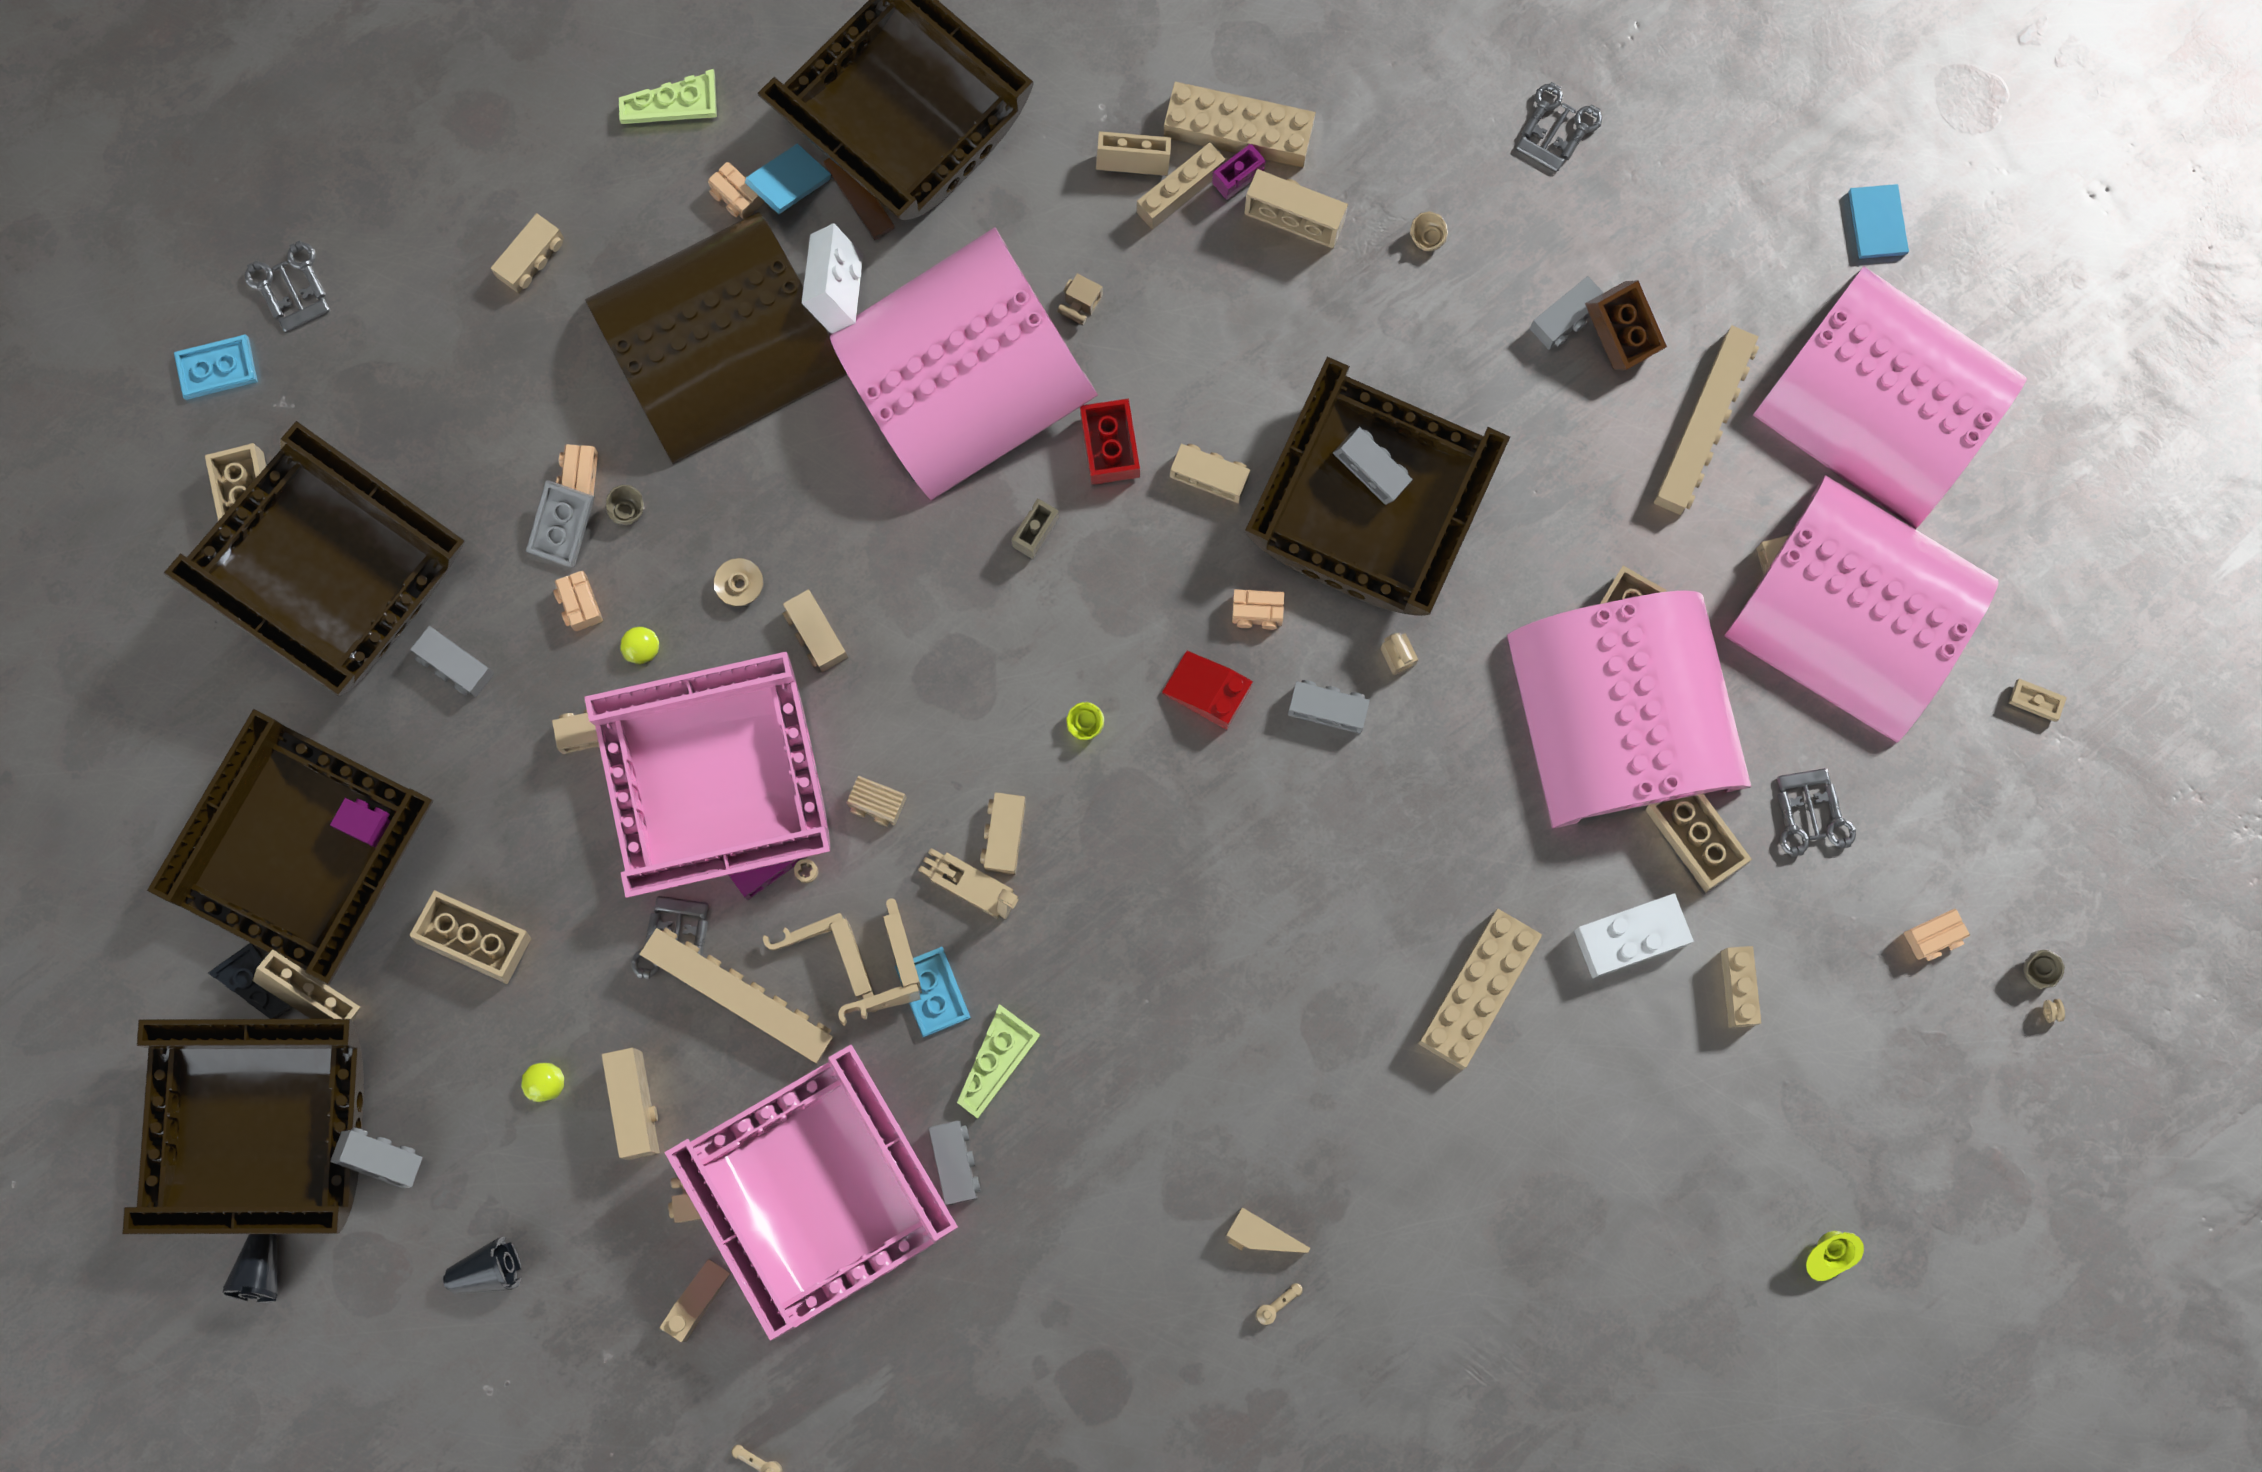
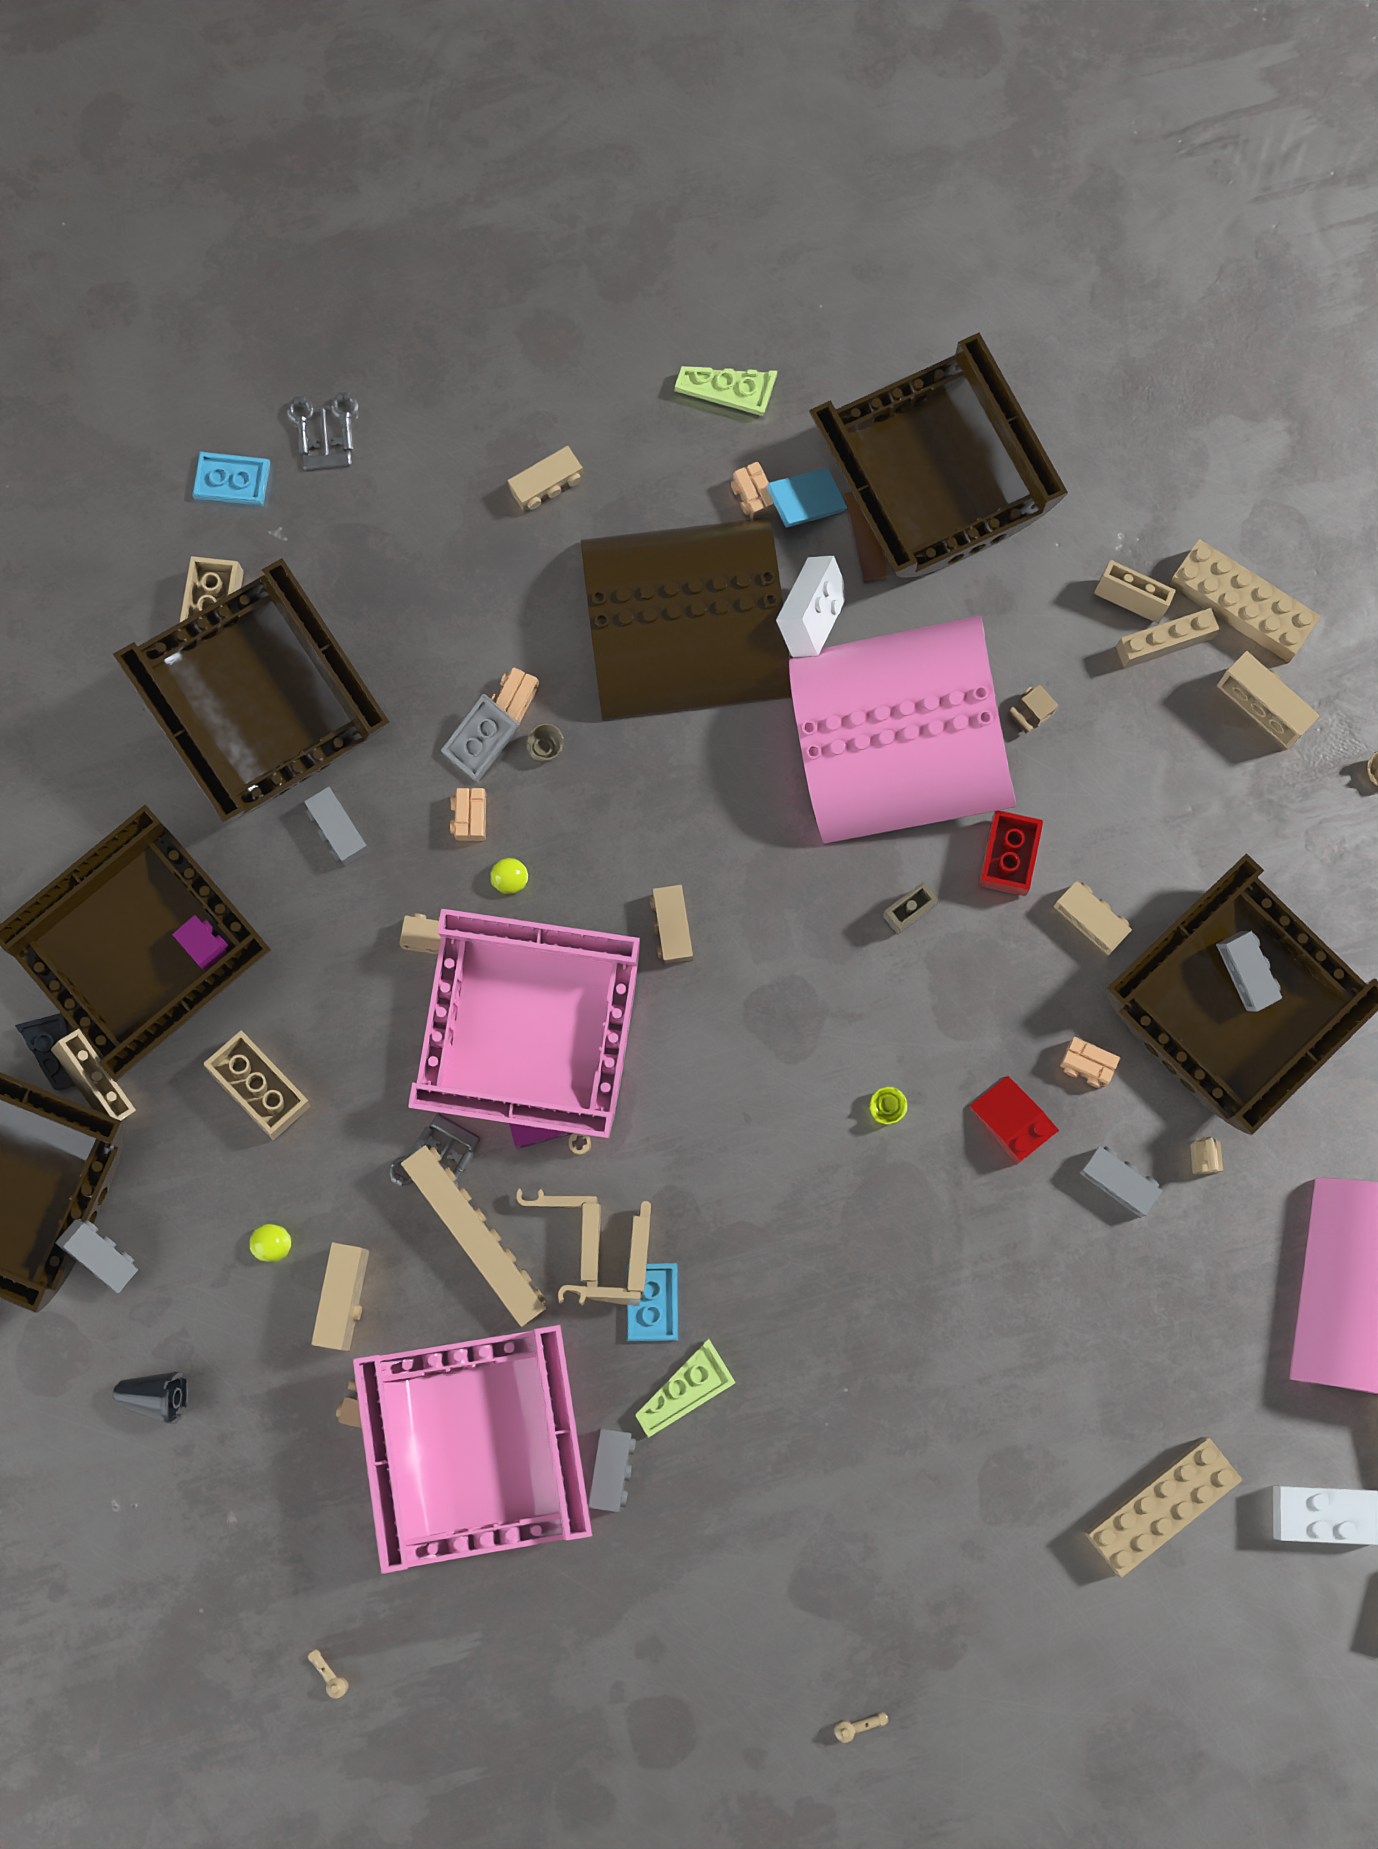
camera: 25 degrees right, 0 degrees up
(695, 1301) = (328, 1501): tan slope -> none
(732, 572) = (618, 841): tan dish -> none
(876, 801) = (667, 1104): tan brick -> none
(971, 884) = (725, 1216): tan hinge -> none
(1003, 833) = (773, 1180): tan brick -> none
(1238, 171) = (1226, 644): magenta brick -> none
(1258, 1234) = (866, 1654): tan slope -> none

